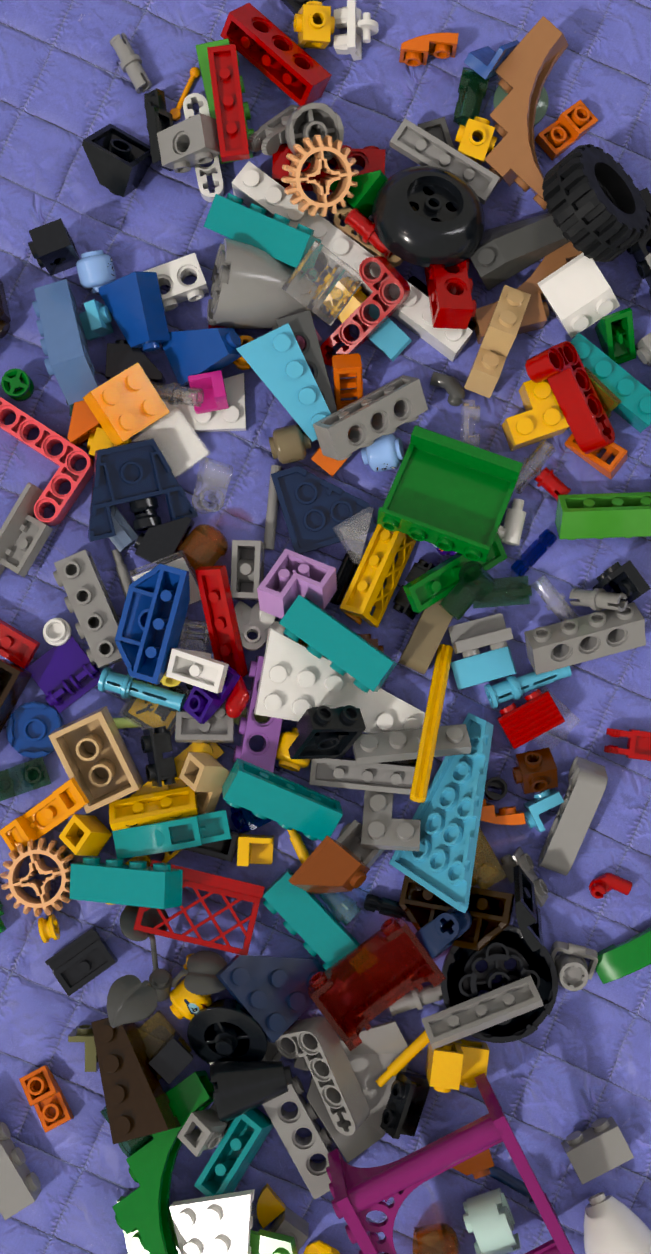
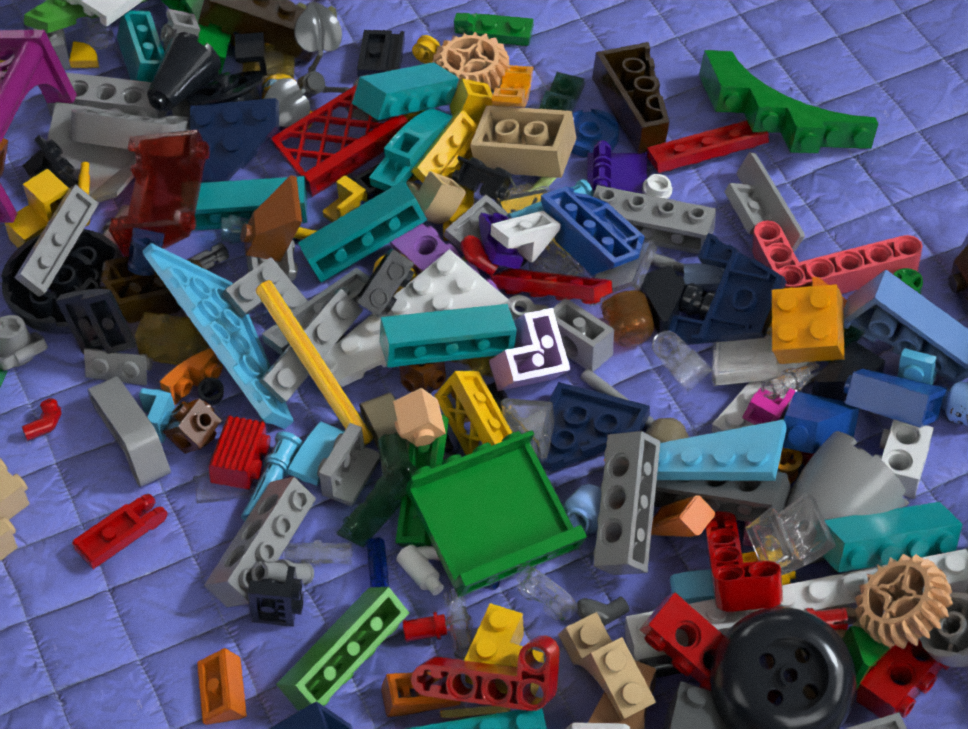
camera: 135 degrees right, 35 degrees down
(428, 597) = (418, 418): none -> light nougat brick

